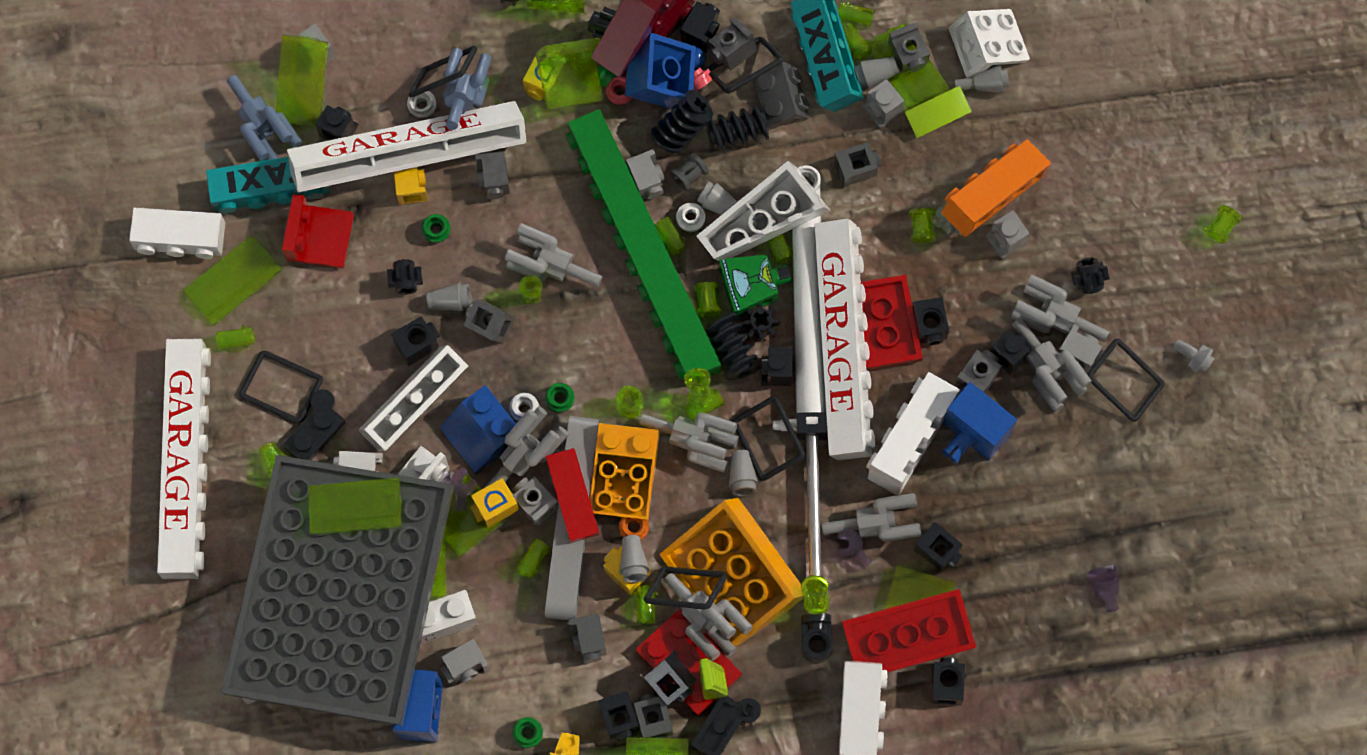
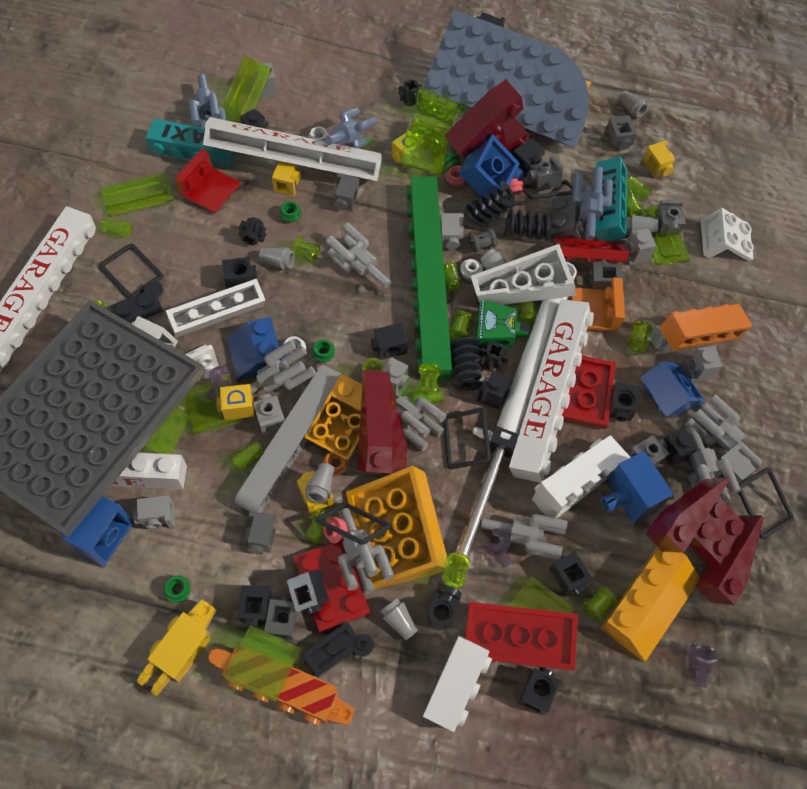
camera: 15 degrees right, 10 degrees down
(177, 232) = (116, 150): white brick -> none
(355, 506) = (123, 354): clear neon green piece -> none
(471, 51) = (337, 118): black piece -> none
(479, 273) = (305, 248): none -> clear neon green bush
(499, 325) = (297, 280): flat silver brick -> none
(525, 288) = (336, 269): clear neon green pin -> none
(572, 495) = (297, 419): red tile -> none
(632, 355) = (389, 341): none -> black brick
(659, 399) = (398, 376): none -> light grey brick
(668, 594) = (332, 536): none -> coral plate
(673, 475) = (380, 433): none -> dark red wedge
(712, 679) = (341, 605): lime slope -> none
(742, 474) = (435, 457): light grey cone -> none
(774, 667) = (399, 618): none -> light grey cone
(805, 70) = (592, 199): none -> sand blue plant
(825, 134) = (592, 249): none -> red plate
(863, 203) = (605, 304): none -> orange bracket
(938, 111) = (676, 265): lime slope -> none
(980, 566) = (599, 603): none -> clear neon green bush
(982, 281) = (672, 389): none -> blue slope
(990, 80) = (722, 261): light grey cone -> none
(1035, 540) = (651, 602): none -> light orange slope
(1075, 442) = (714, 534): none -> dark red wedge
(1090, 275) = (758, 415): black gear -> none

